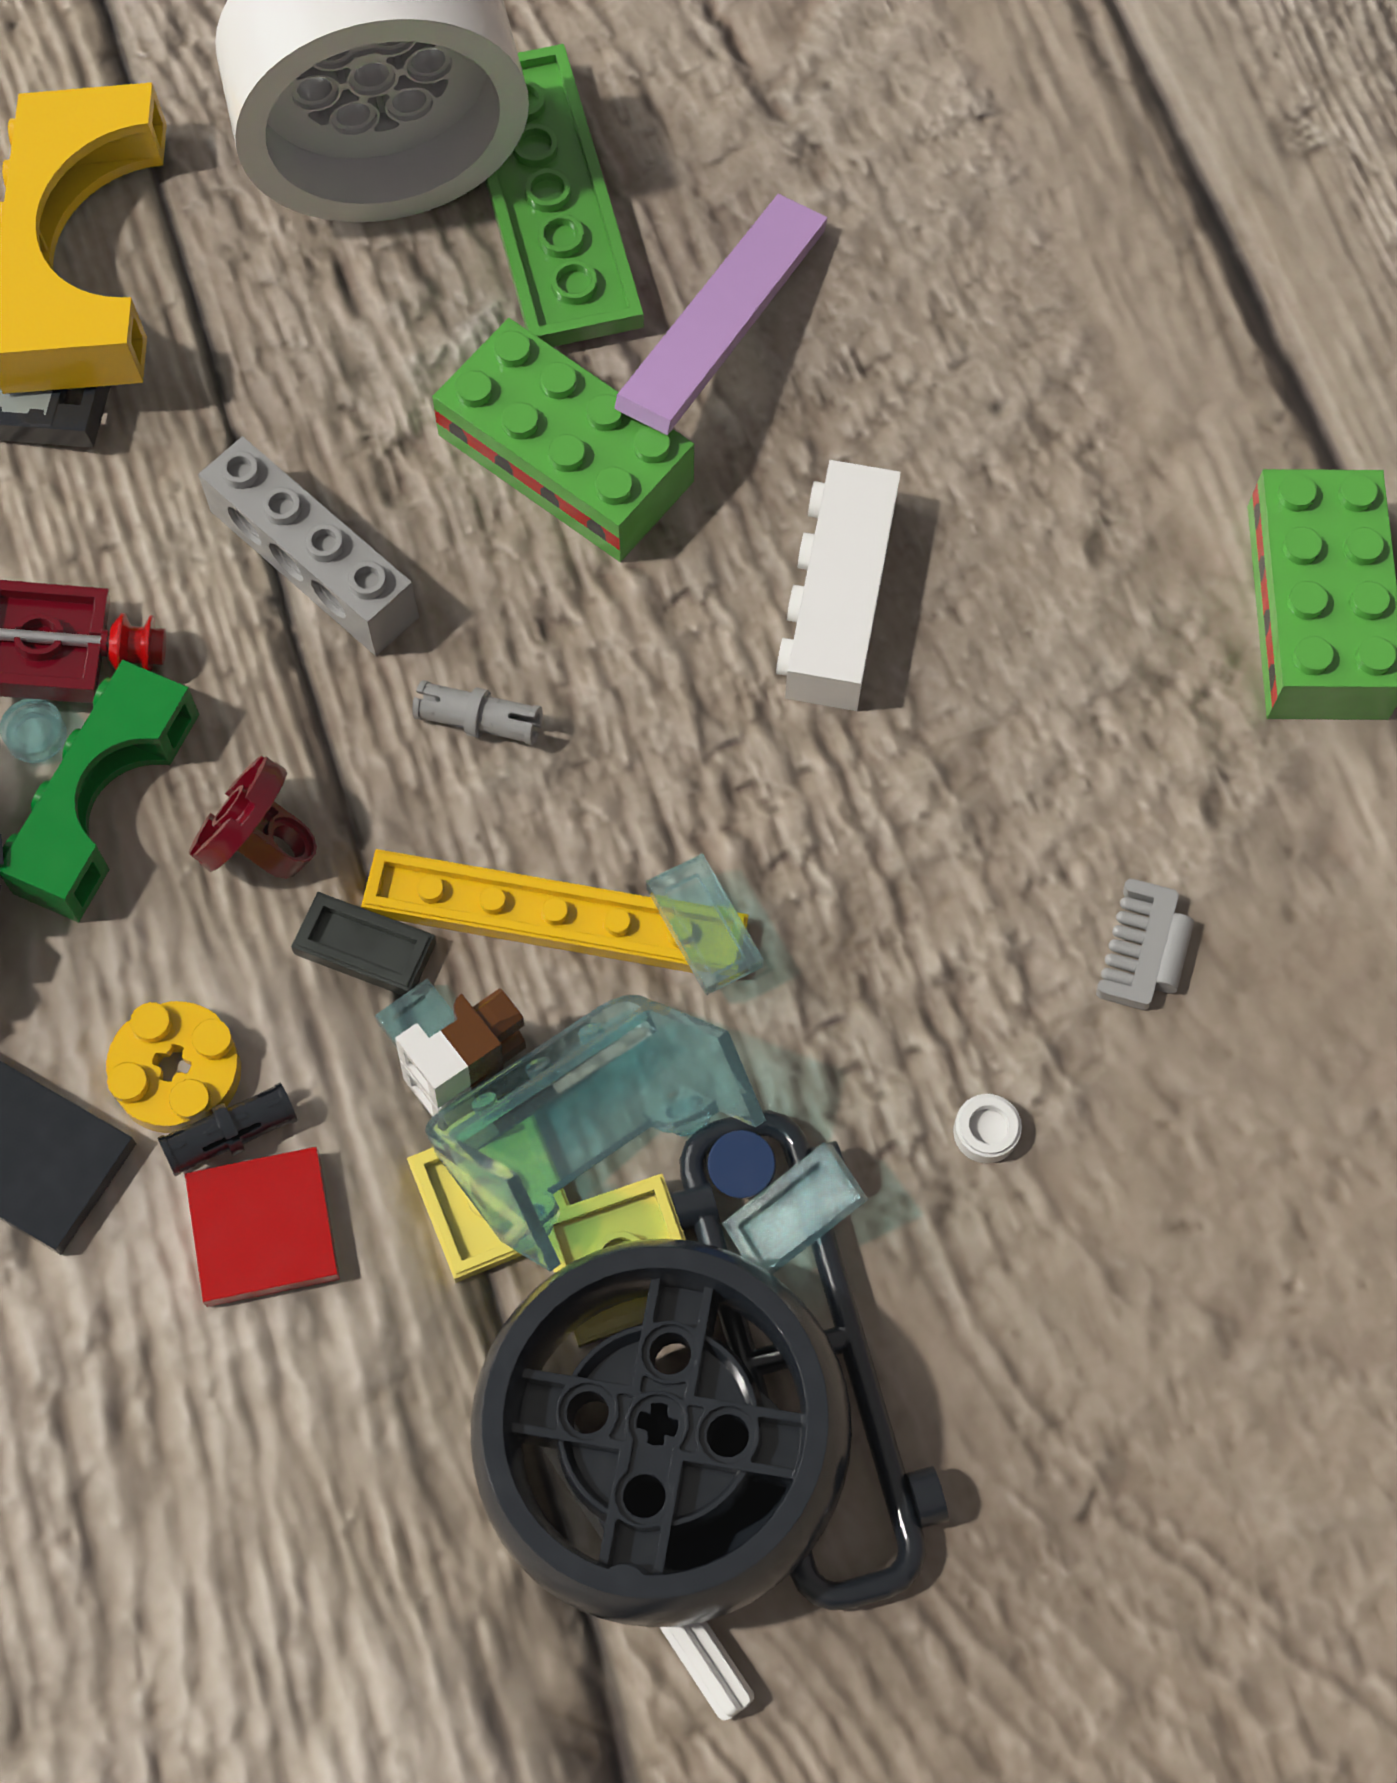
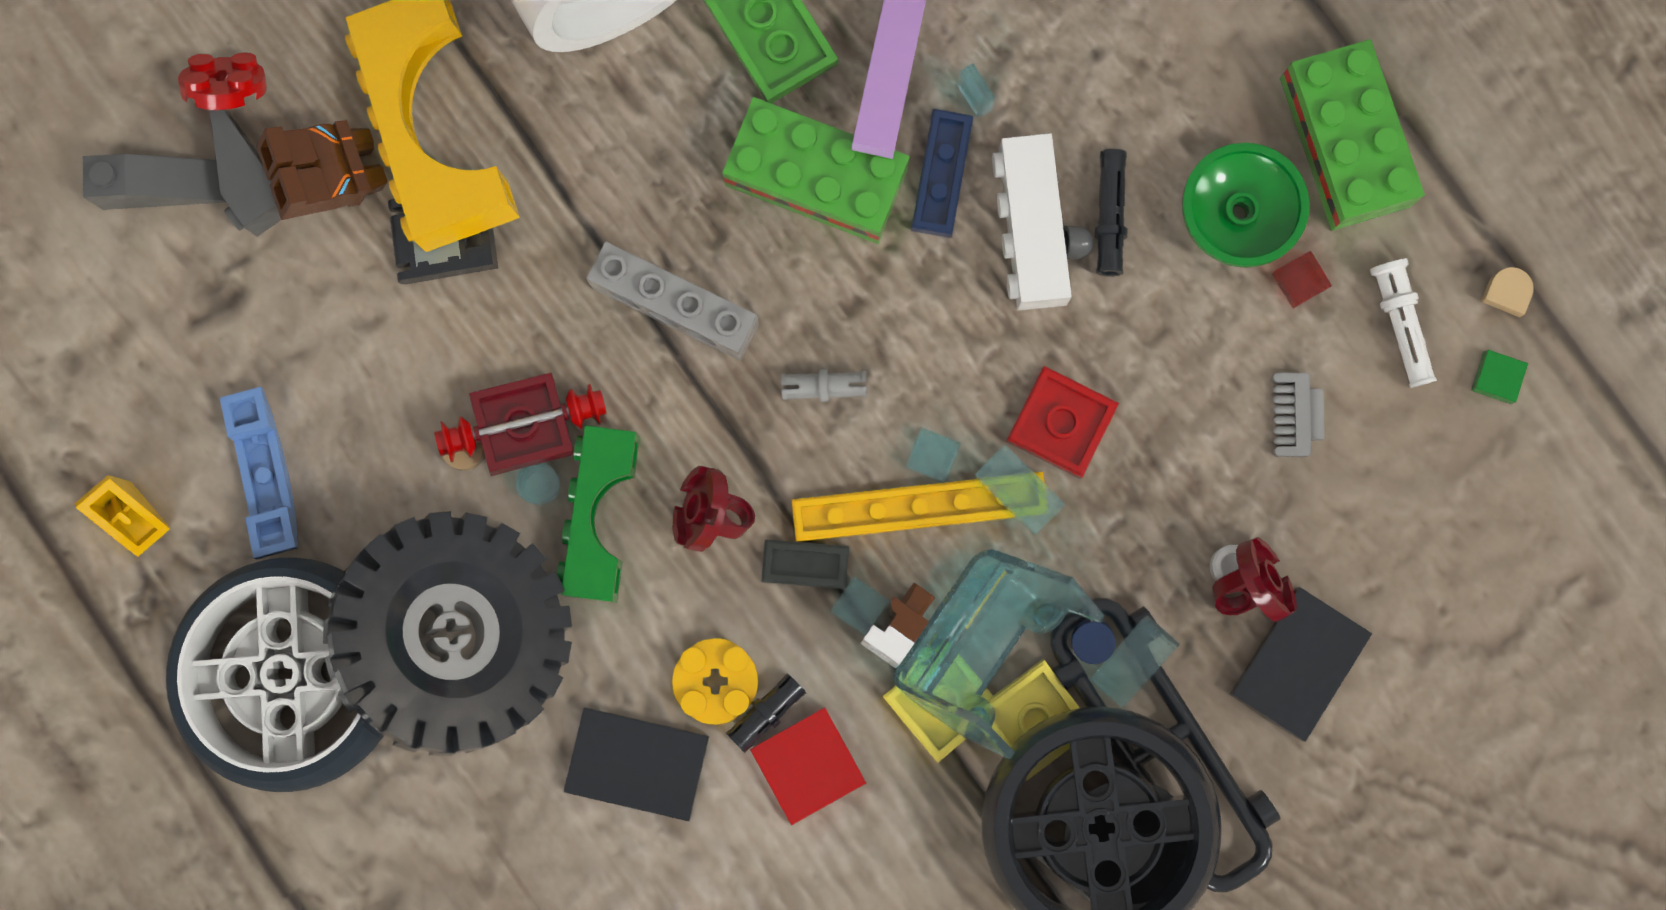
camera: 15 degrees left, 15 degrees up
(598, 849) = (933, 455): none -> clear light blue tile
(737, 496) = (942, 173): none -> dark blue tile
(799, 859) = (1062, 422): none -> red tile
(817, 402) = (976, 90): none -> clear light blue tile
(895, 629) = (1077, 242): none -> dark grey hinge
(949, 625) = (1111, 226): none -> black pin
(1018, 1149) = (1258, 582): none -> dark red tile
(1049, 1300) = (1301, 665): none -> black tile
(1151, 607) = (1262, 185): none -> green dish
(1204, 767) = (1301, 279): none -> clear red tile
(1341, 830) = (1421, 372): none -> white pin

